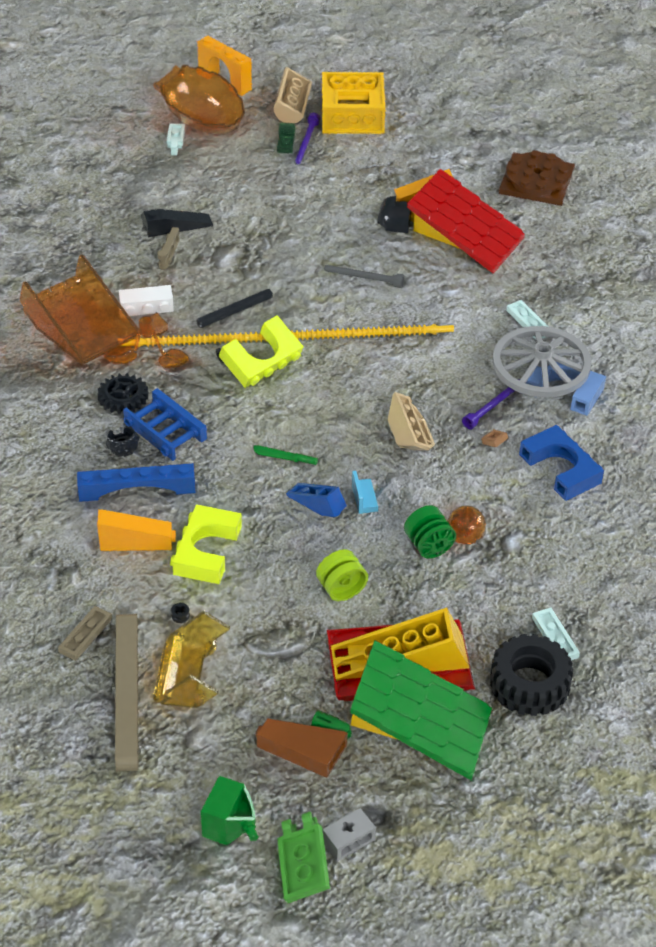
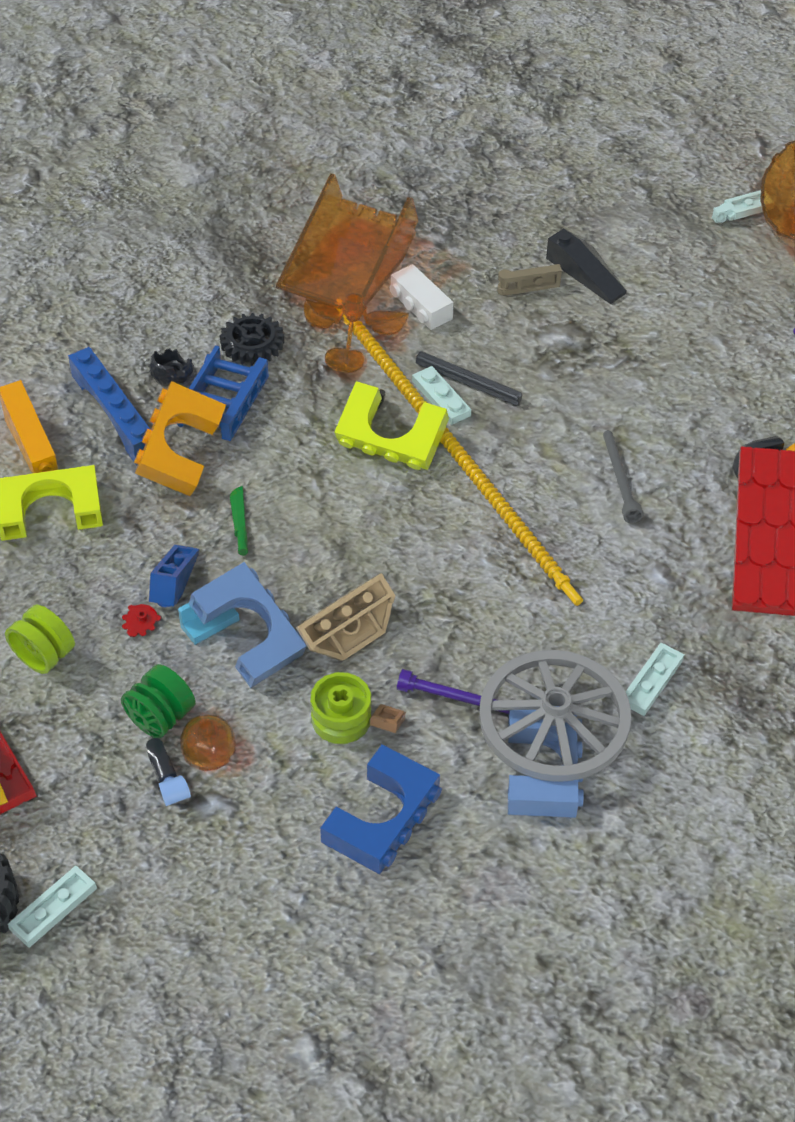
camera: 65 degrees right, 5 degrees up
(219, 468) = (157, 459): none -> light orange arch
(238, 325) = (441, 394): none -> light aqua plate
(342, 529) = (140, 619): none -> red piece
(410, 462) = (242, 589): none -> medium blue arch
(479, 453) = (340, 708): none -> lime wheel
(480, 551) = (172, 786): none -> piece

